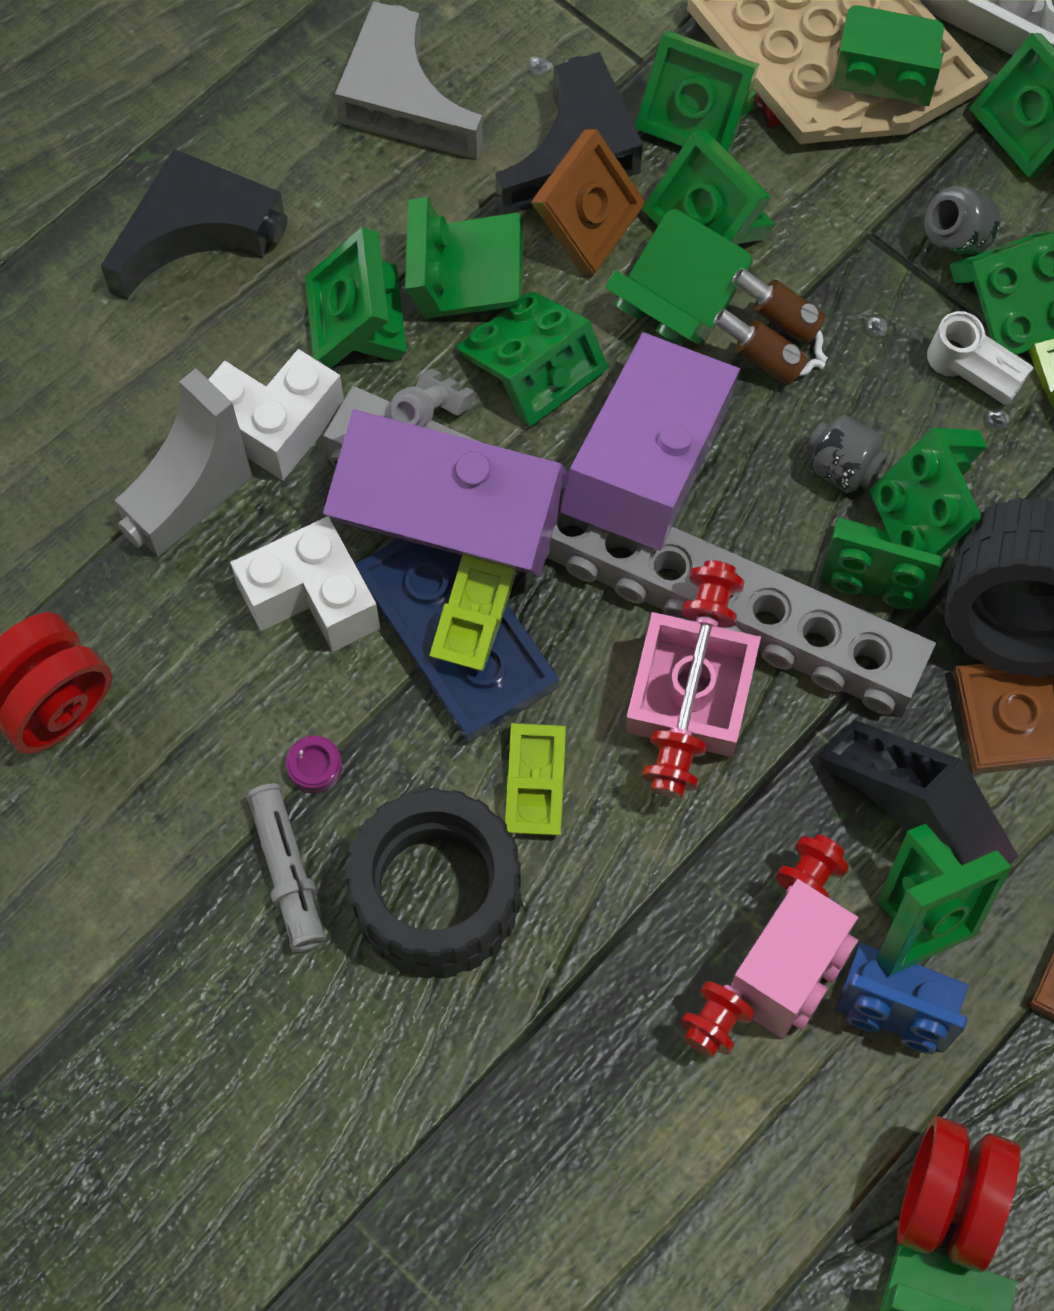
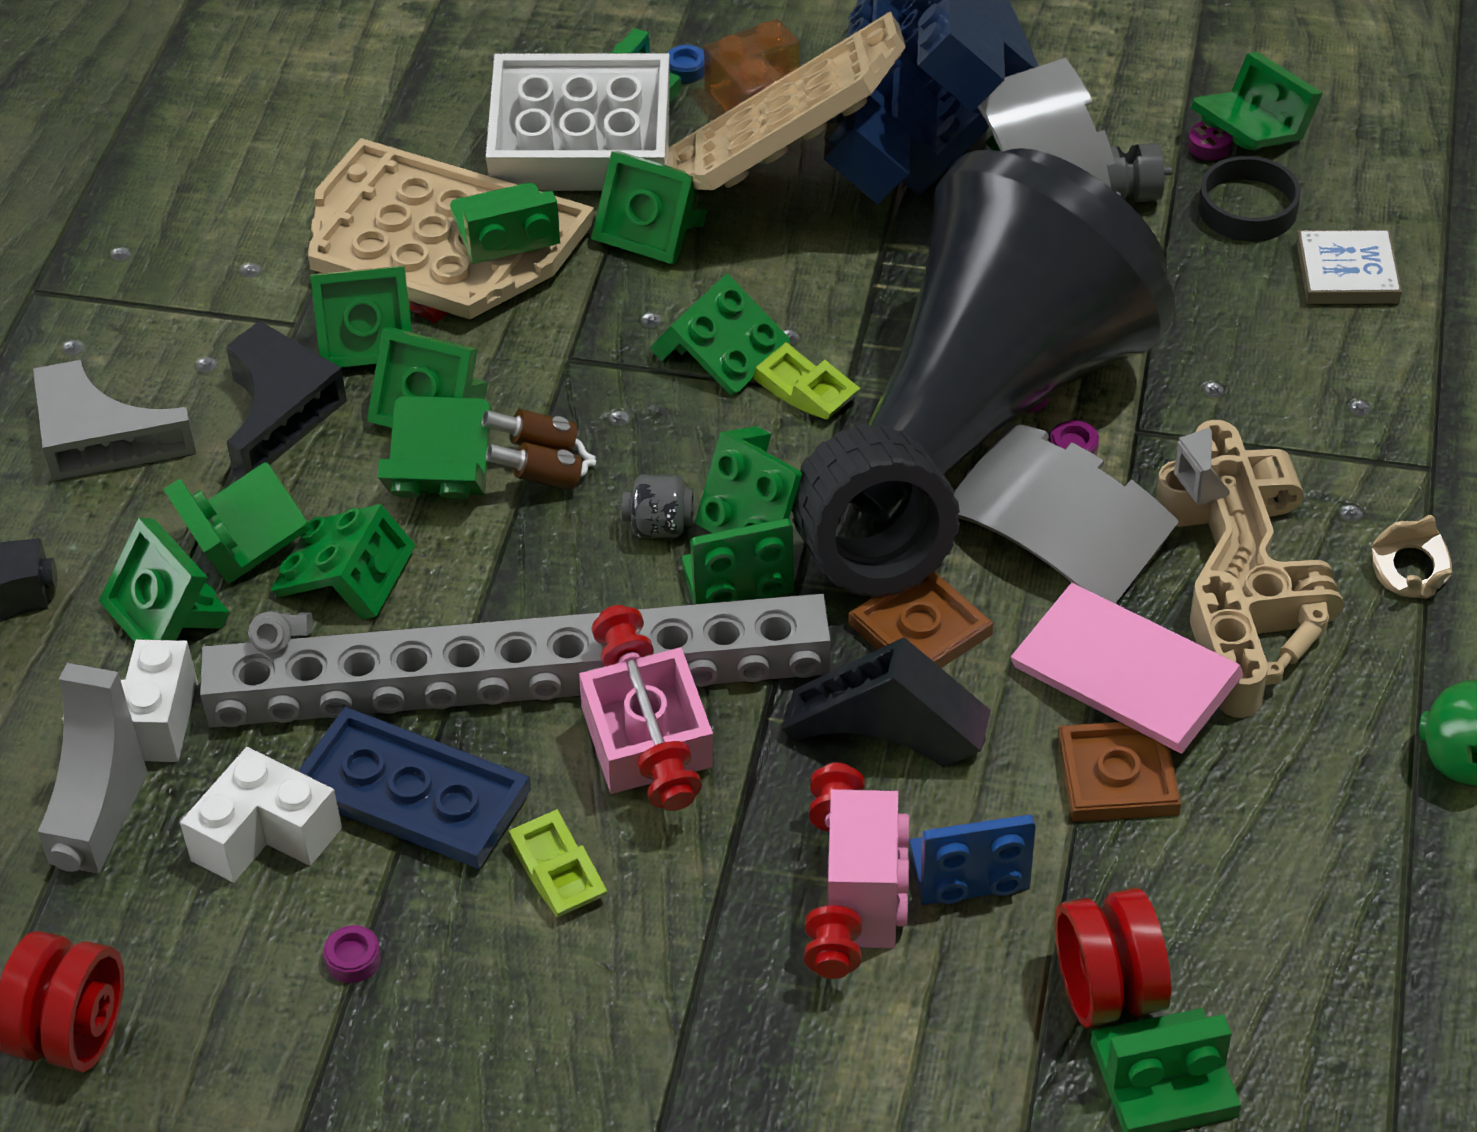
camera: 30 degrees left, 20 degrees down
(292, 888) = (396, 1051): light grey pin -> none
(421, 818) = (514, 918): black tyre -> none
(446, 492) = (342, 674): medium lavender brick -> none
(473, 613) = (422, 759): lime slope -> none
(588, 202) = (321, 428): dark orange tile -> none
(649, 441) = (493, 564): medium lavender brick -> none
(935, 899) = (947, 760): green bracket -> none
(962, 221) = (640, 309): dark grey head -> none
(980, 359) = (702, 395): white piece -> none

